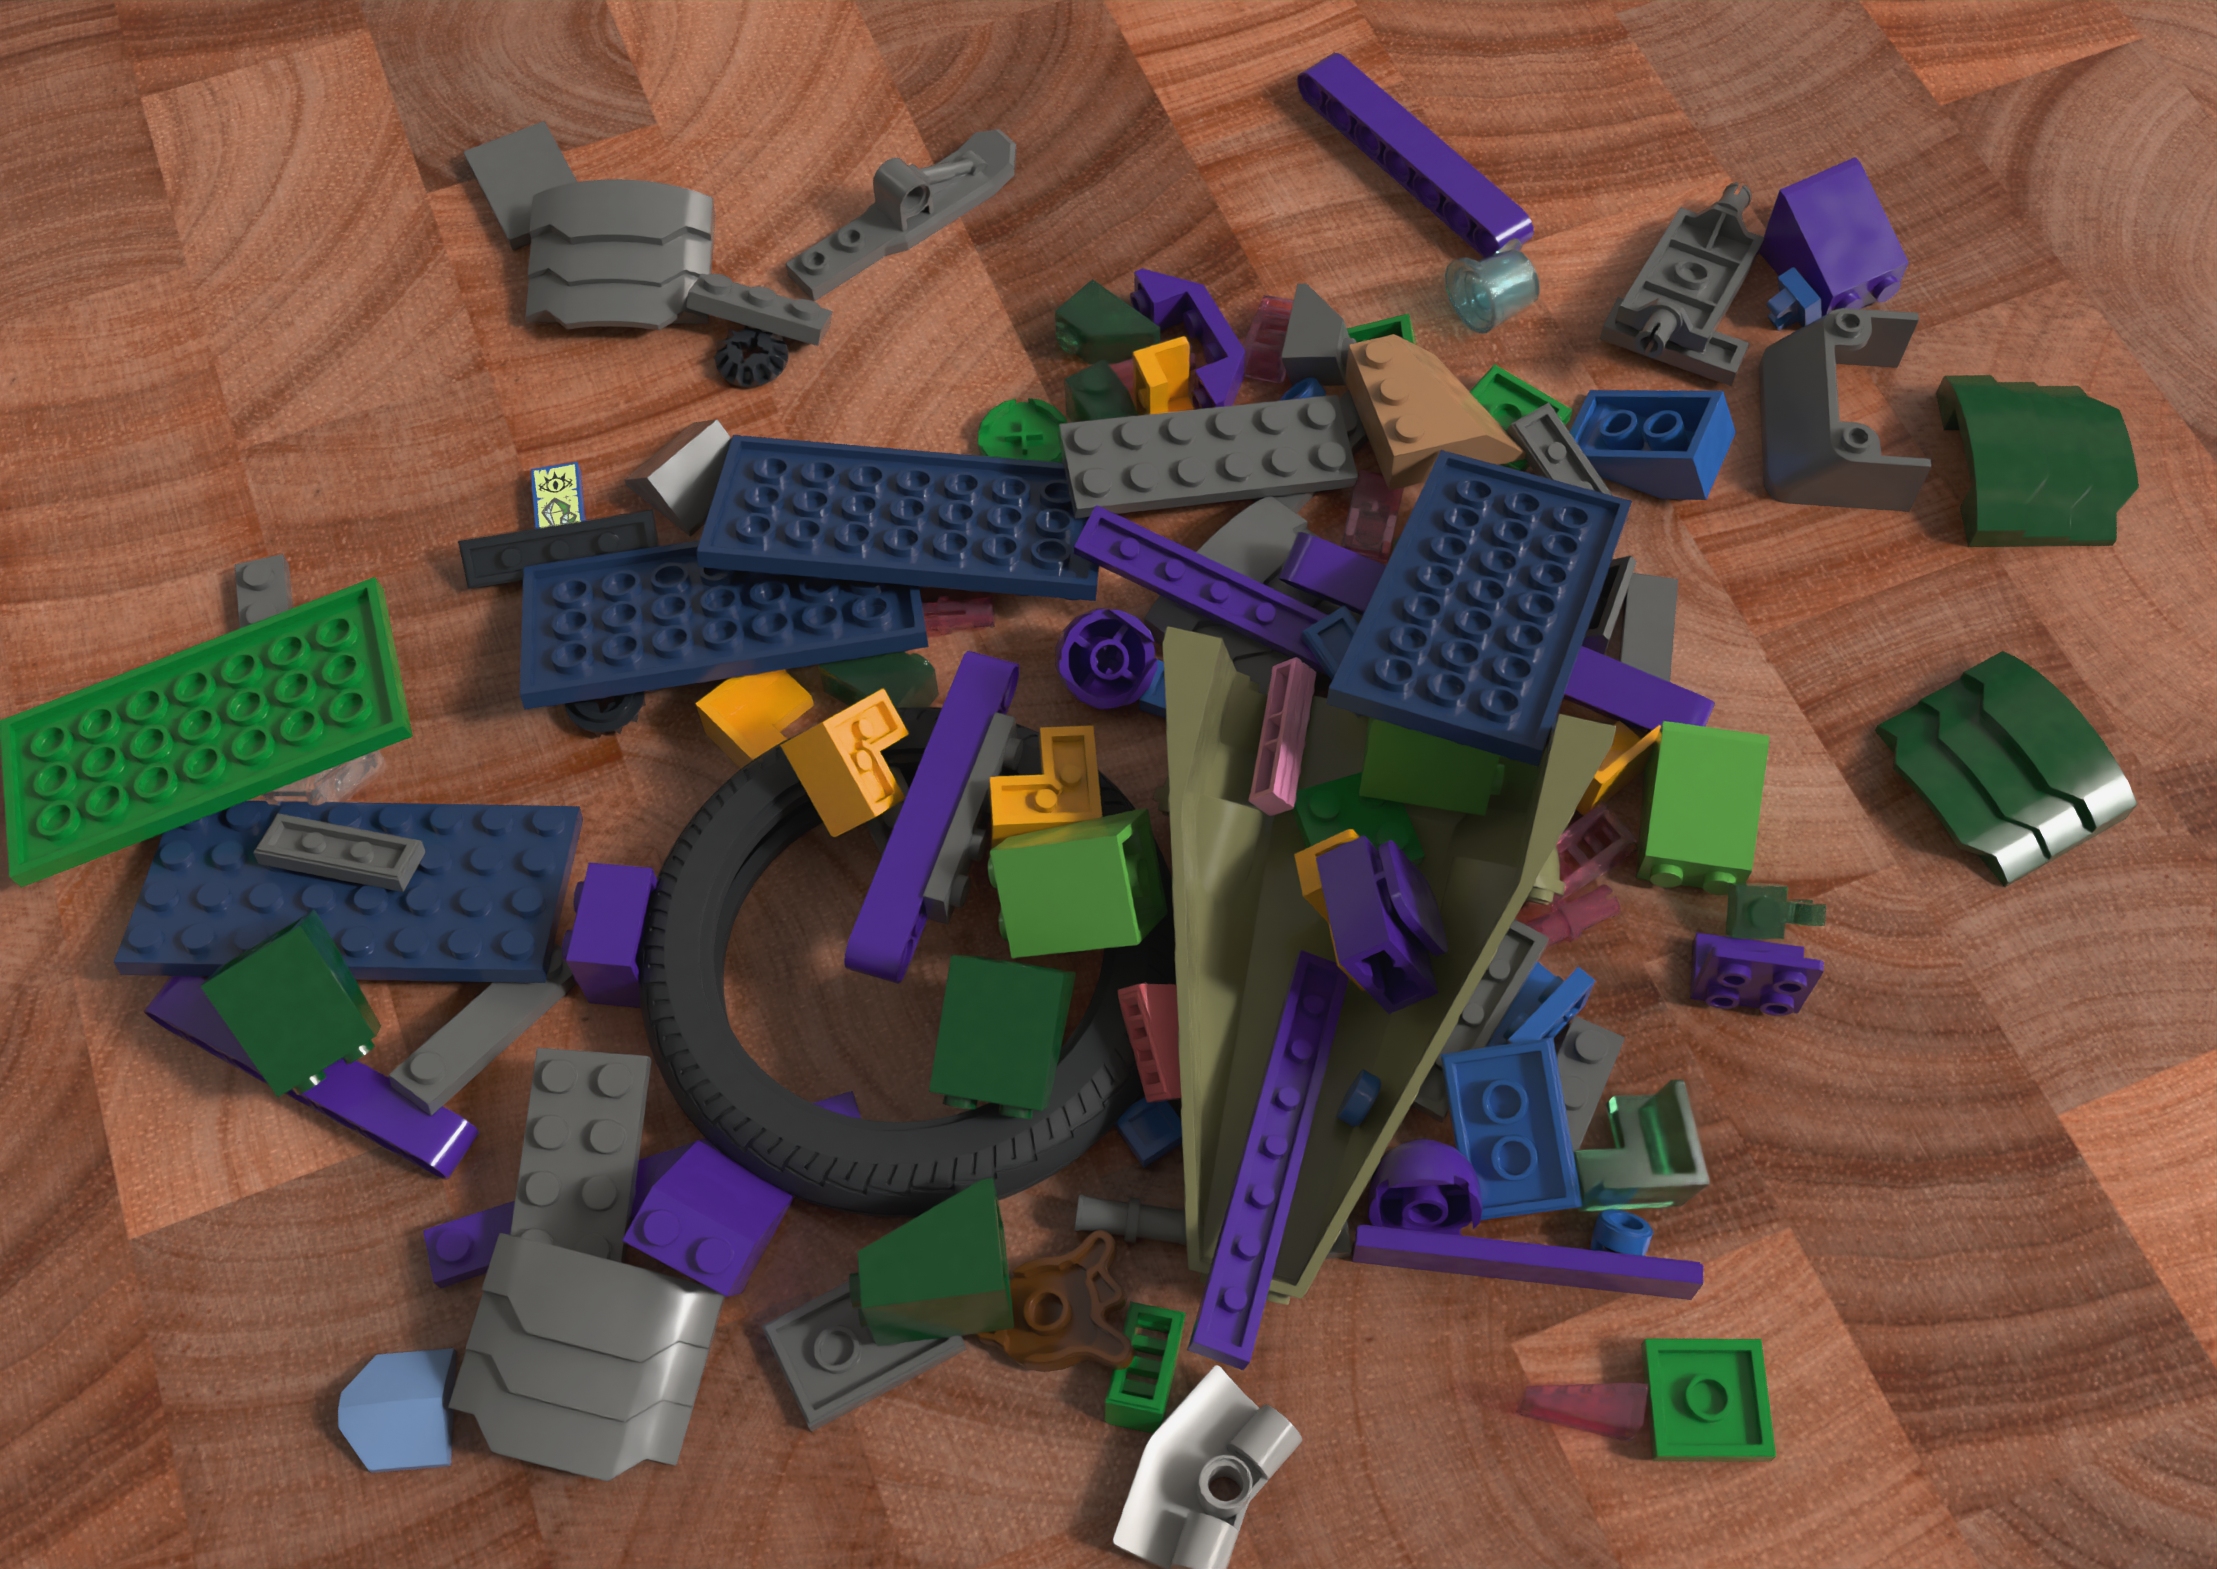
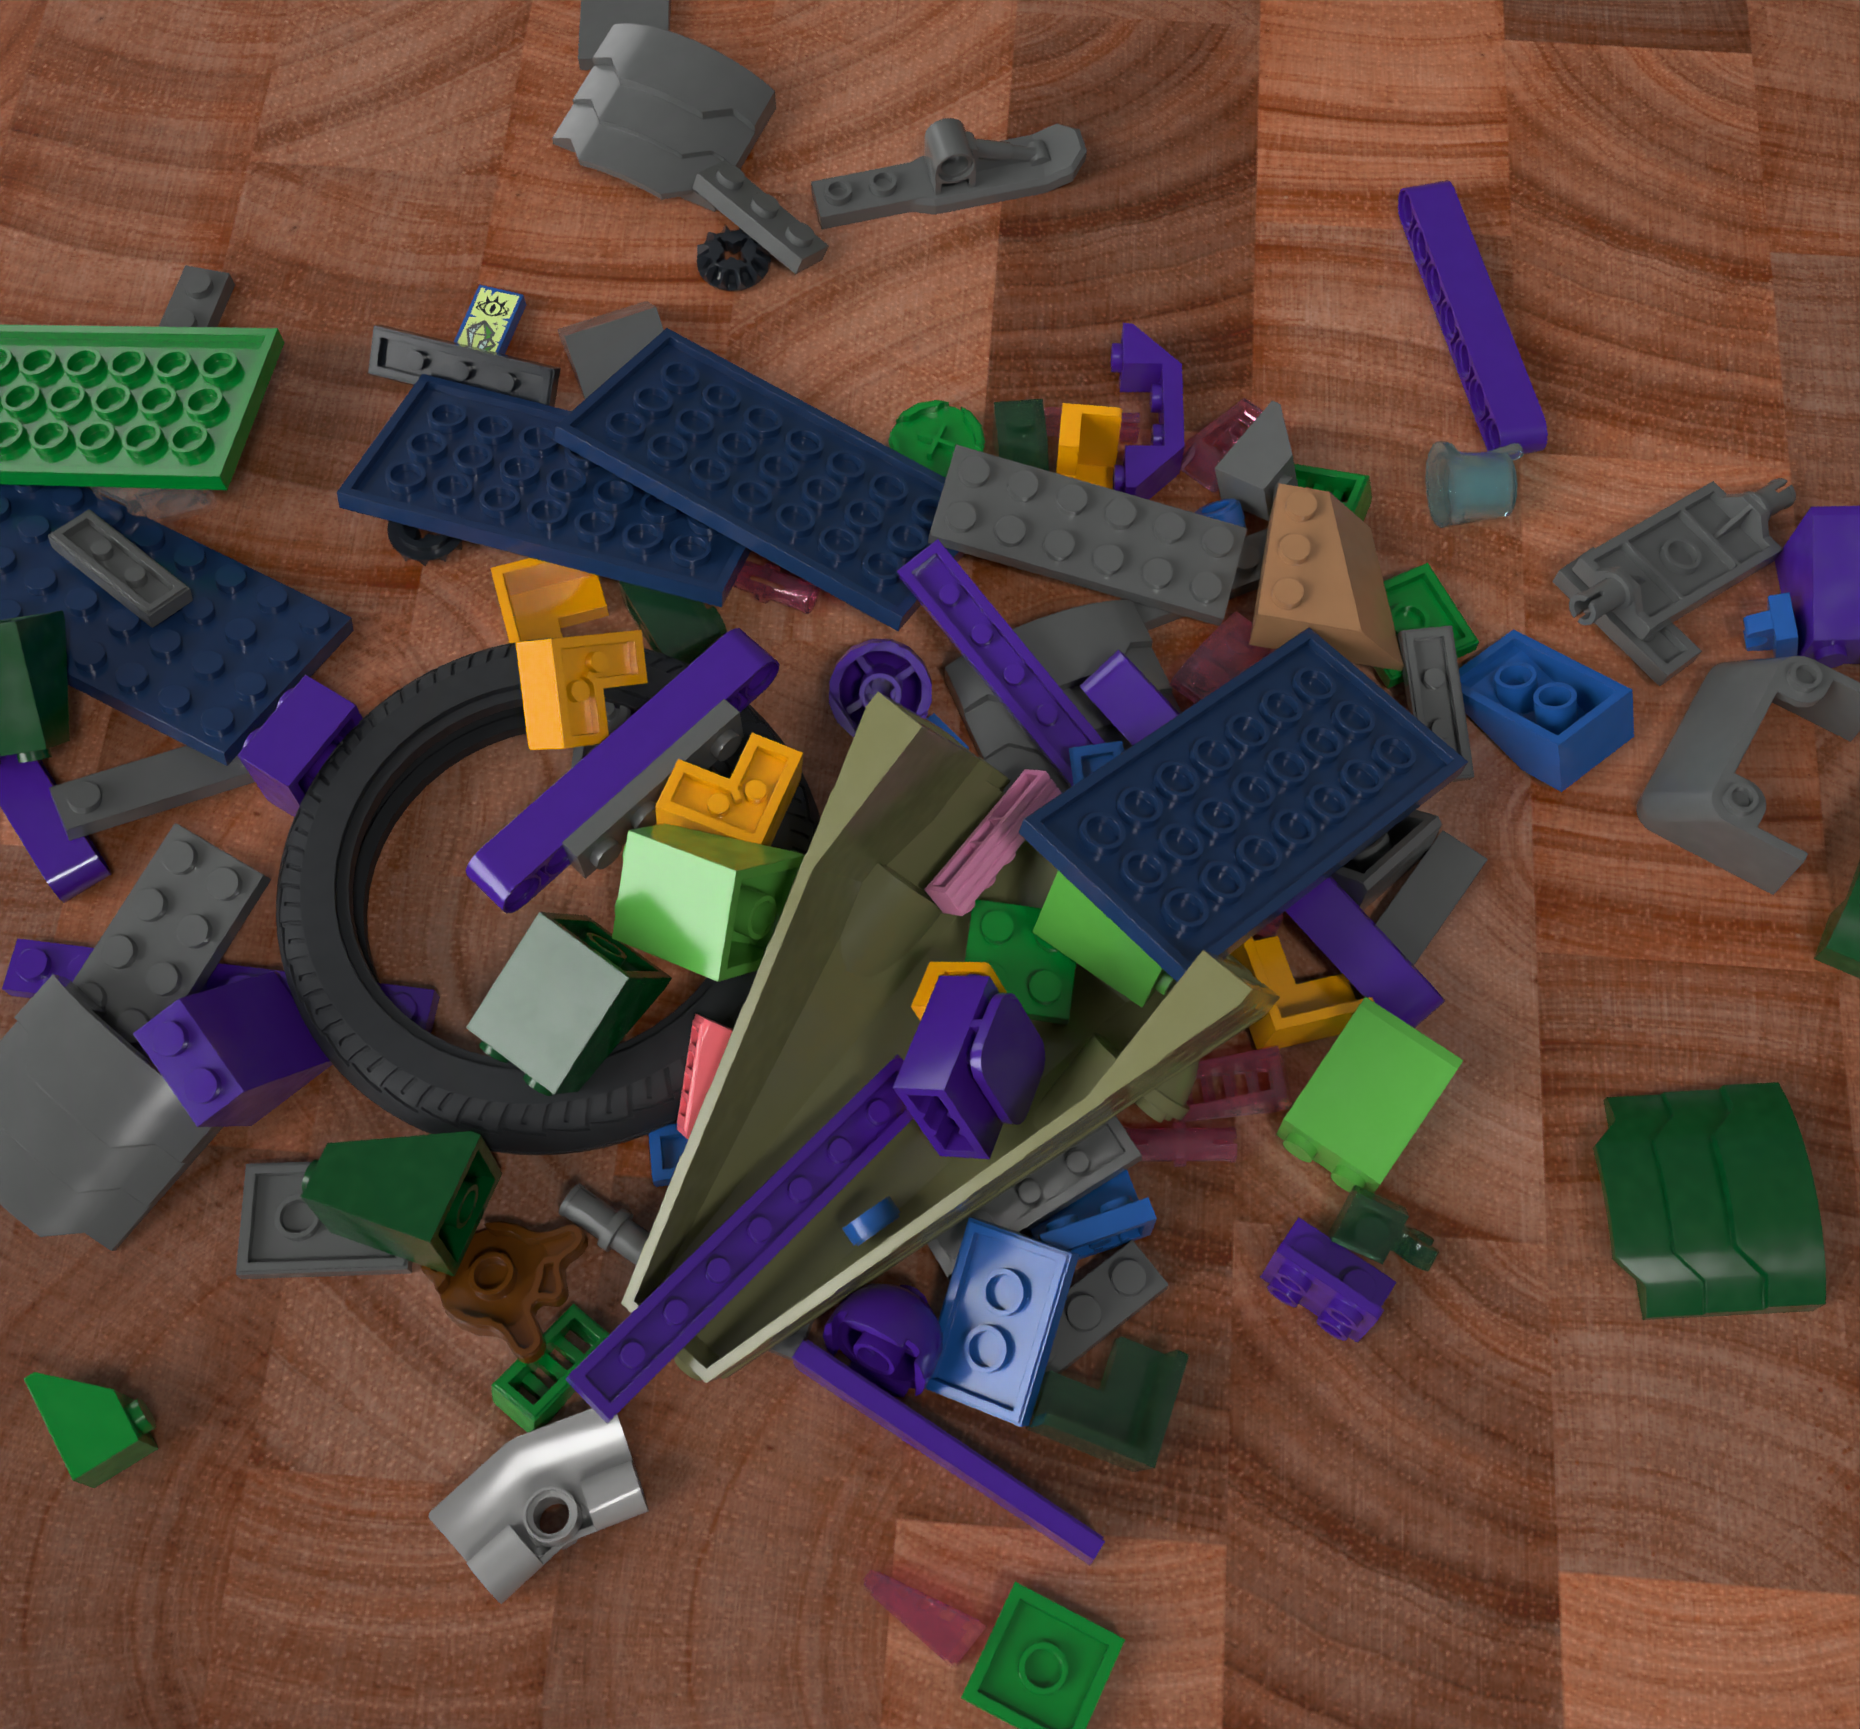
camera: 25 degrees right, 5 degrees up
(1102, 326) = (1066, 364): clear green slope -> none
(1621, 1233) = (1052, 1471): blue tile -> none

